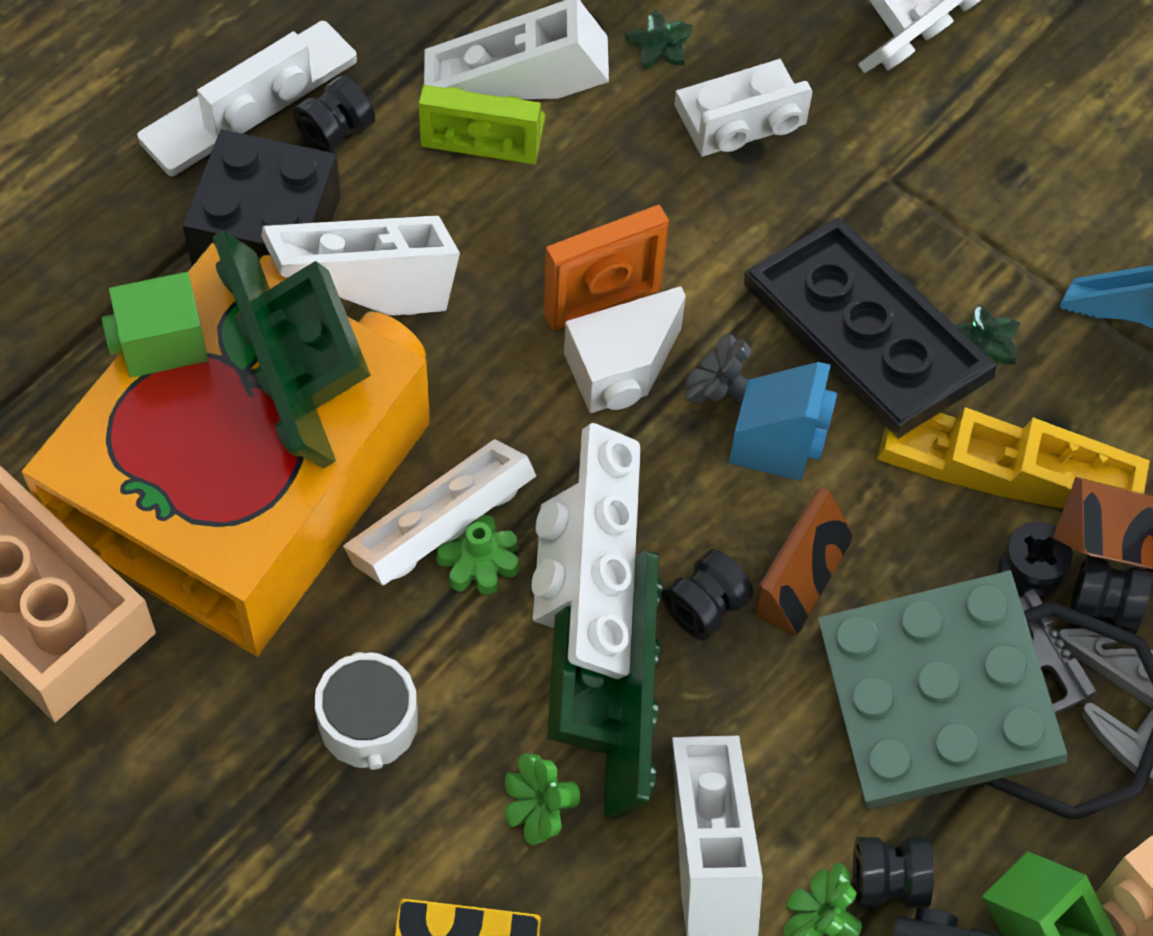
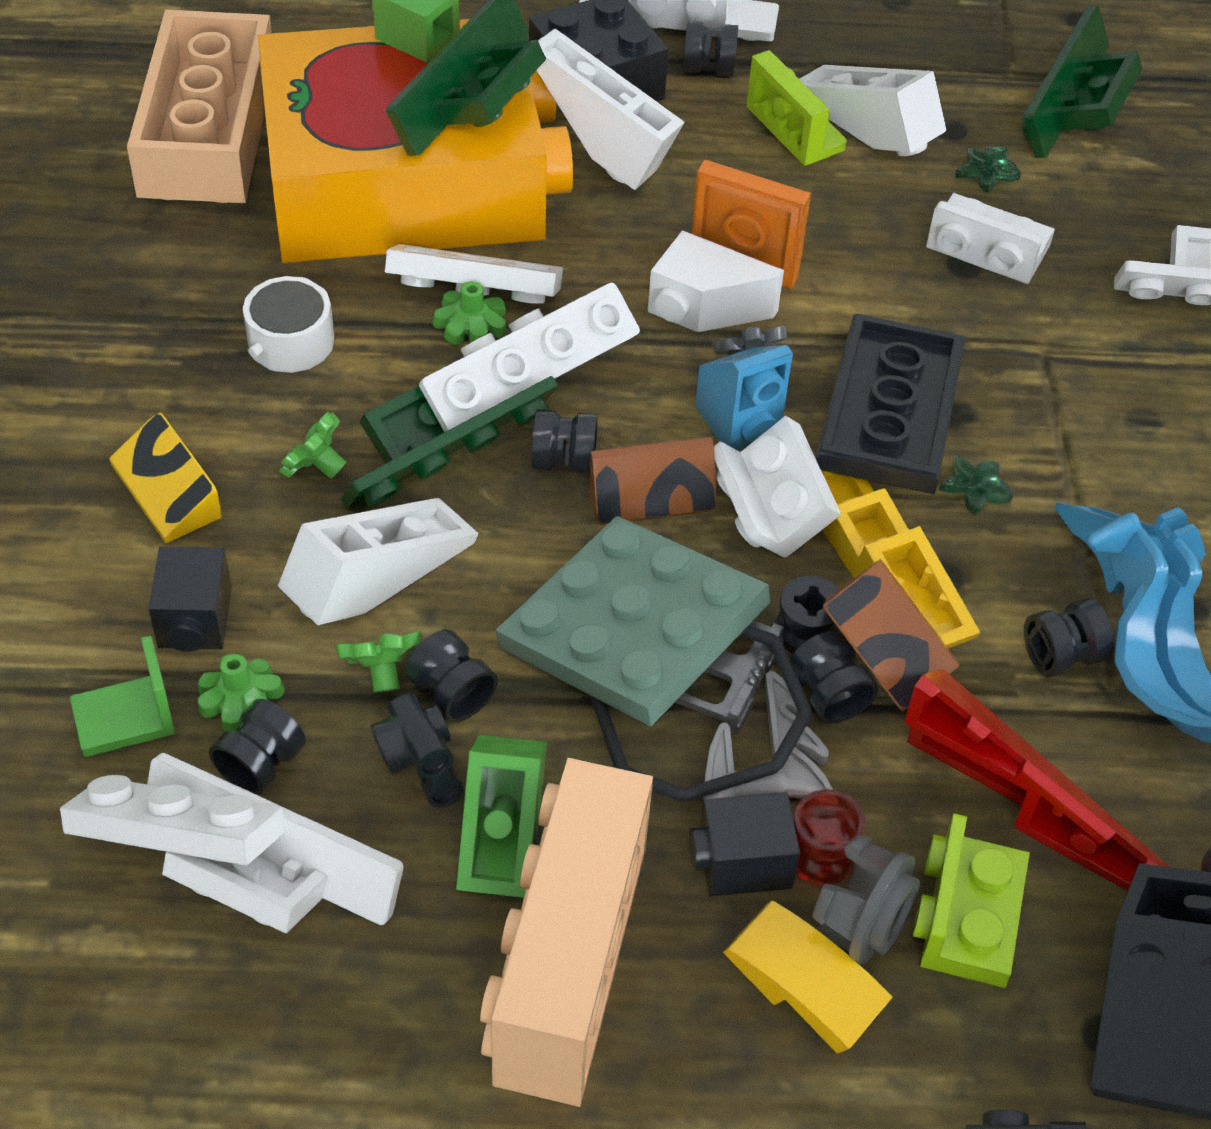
camera: 50 degrees right, 10 degrees down
(895, 479) = (776, 489): none -> white bracket

